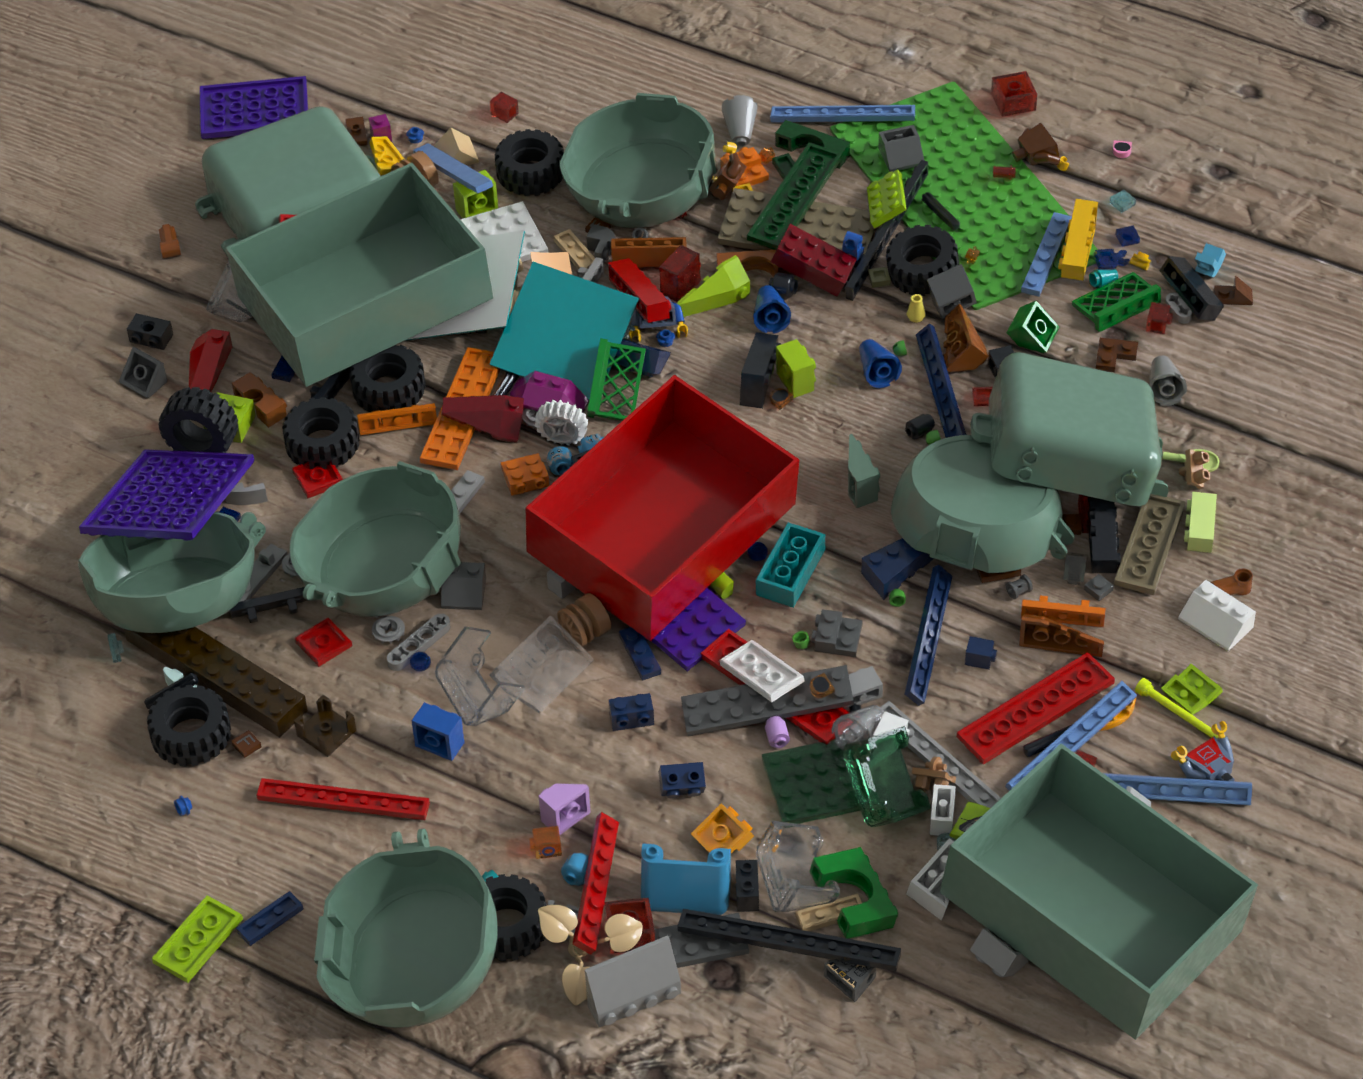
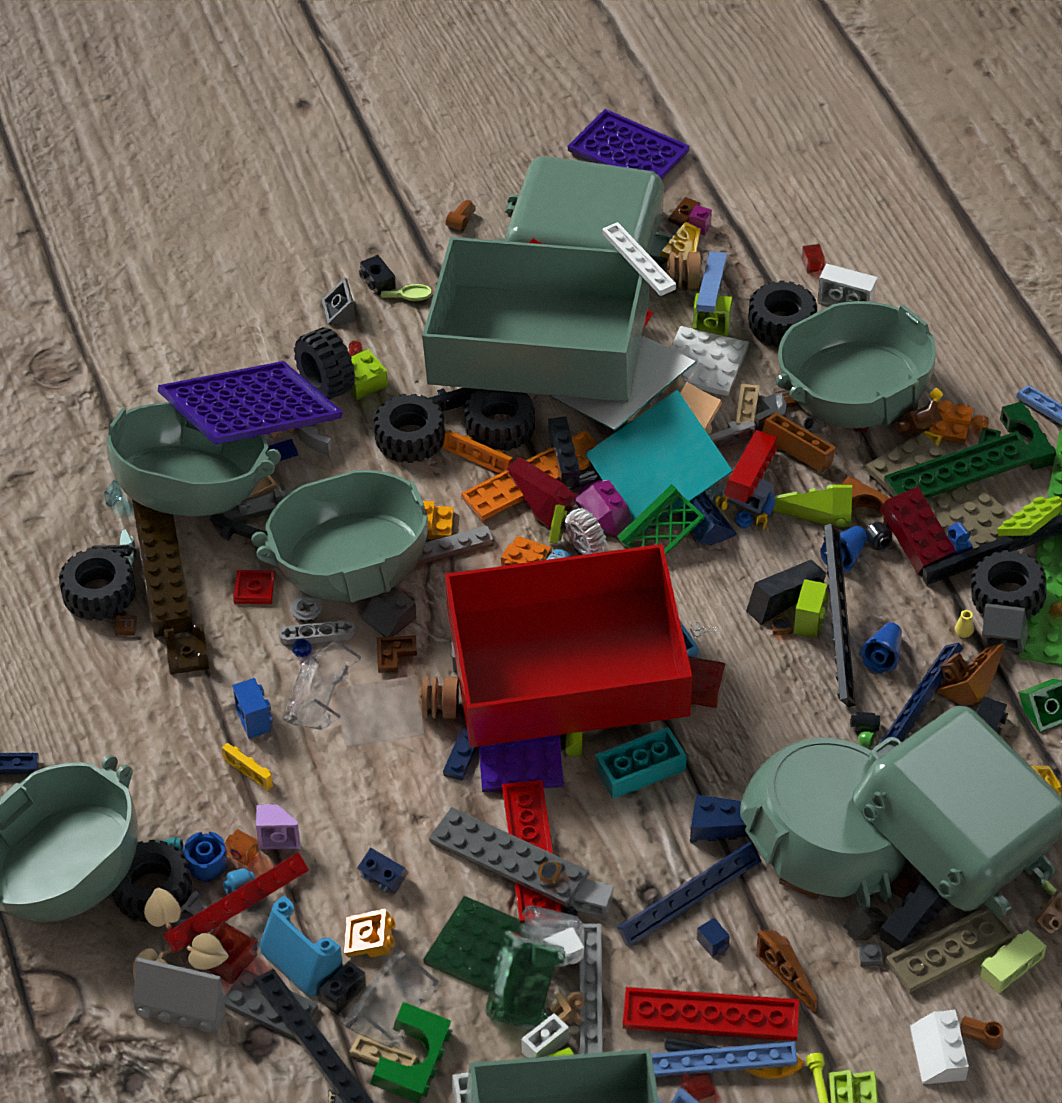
camera: 40 degrees right, 0 degrees up
(183, 805) = (38, 640): blue plate -> none
(192, 329) = (411, 292): none -> yellowish green piece
(208, 358) = (394, 324): red wedge -> none
(269, 406) = (399, 373): dark orange arch -> none
(316, 480) = (376, 460): red tile -> none
(343, 799) = (144, 713): red plate -> none
(414, 169) = (639, 259): none -> white plate
(415, 135) = (725, 240): blue plate -> none
(458, 146) = (743, 271): tan slope -> none
(480, 779) = (247, 766): none -> yellow plate
(490, 379) = (566, 458): none -> black arch
(496, 614) = (392, 647): none -> reddish brown plate
(528, 862) = (206, 855): none -> blue brick
(529, 432) = (558, 517): none -> lime plate
(561, 112) = (845, 285): none -> white brick
(631, 712) = (403, 792): dark blue brick -> none
(680, 273) = (802, 472): clear red brick -> none
(740, 118) = (986, 379): light grey cone -> none
(758, 551) = (631, 733): clear blue plate -> none
(761, 670) = (523, 829): white tile -> none
(777, 732) = (492, 886): lavender brick -> none
(798, 640) = (588, 828): bright green hinge -> none
(818, 352) = (840, 617): none -> black plate
(836, 633) = (621, 842): dark grey plate -> none
(862, 475) = (769, 727): sand green slope -> none
(879, 277) = (963, 579): olive plate -> none
(897, 598) = (698, 847): bright green hinge -> none
(899, 348) = (919, 649): bright green hinge -> none
(947, 344) = (954, 668): none -> reddish brown bracket
(1014, 591) = (799, 902): dark grey bush -> none
(1065, 612) = (803, 943): orange hinge -> none

